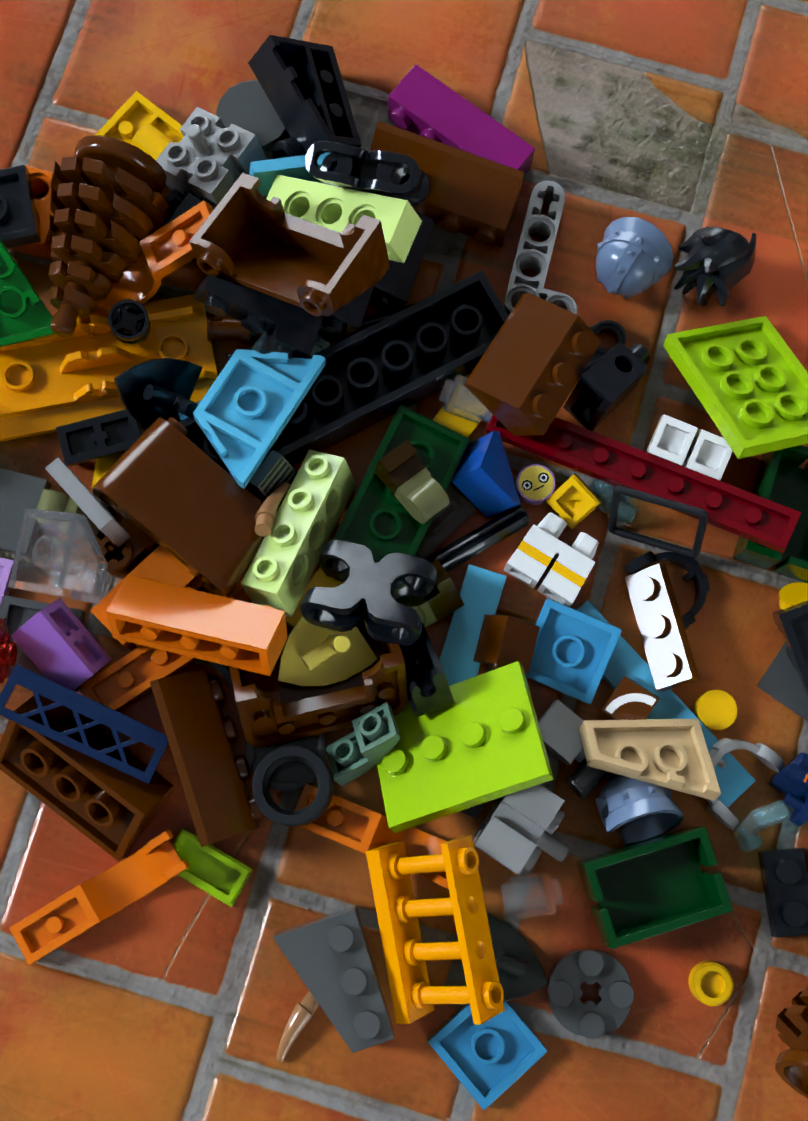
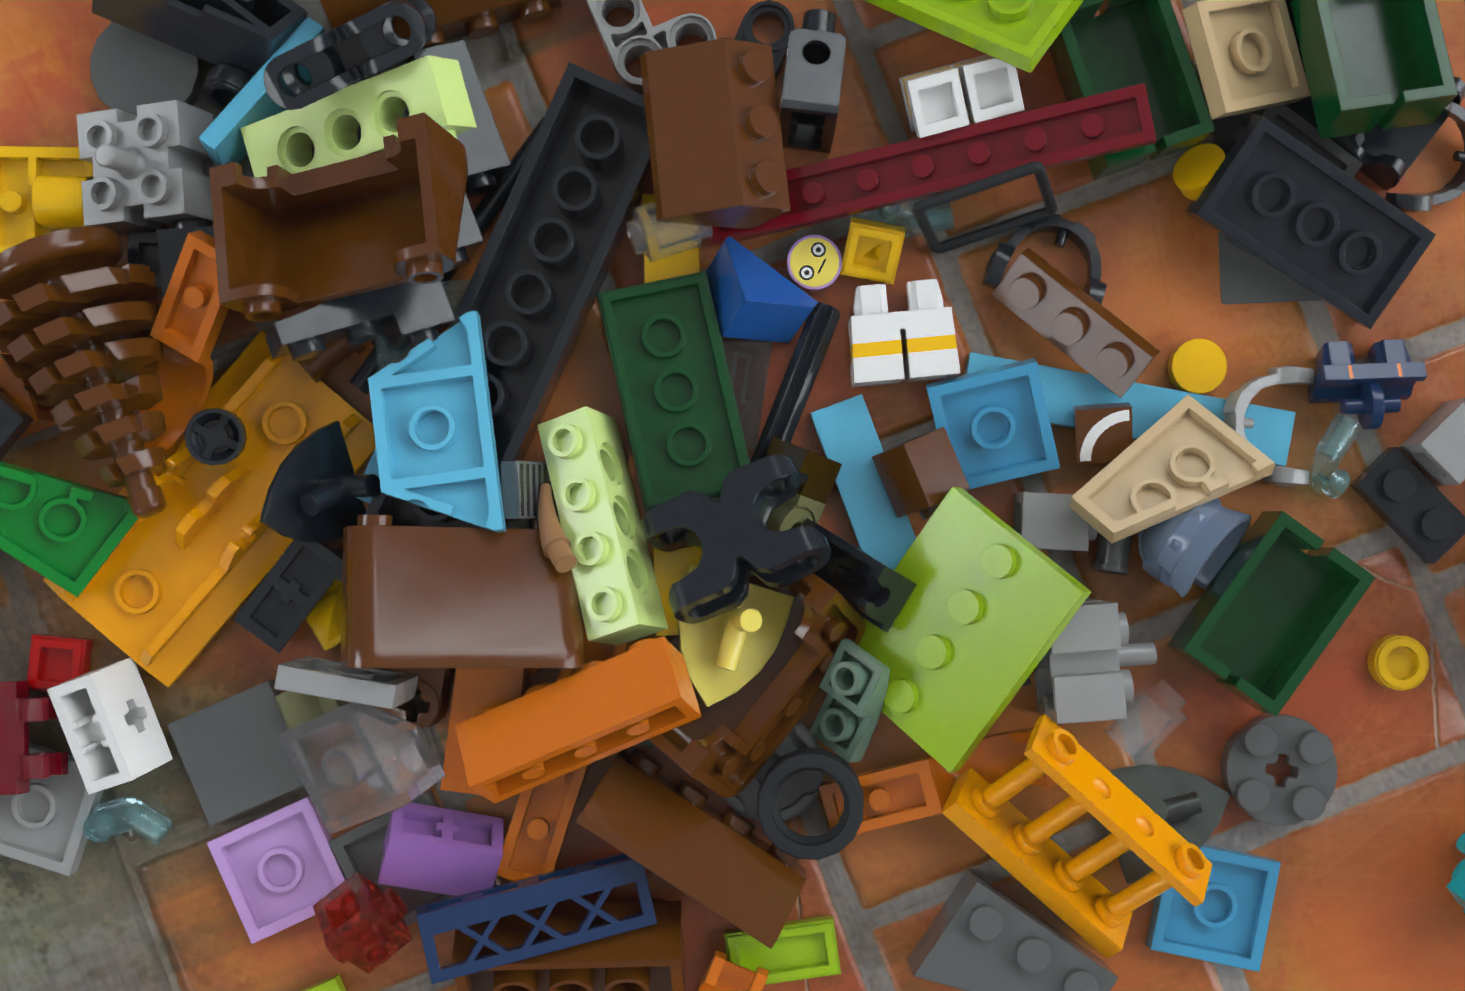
camera: 30 degrees left, 10 degrees up
(411, 483) = (685, 378): leg -> none

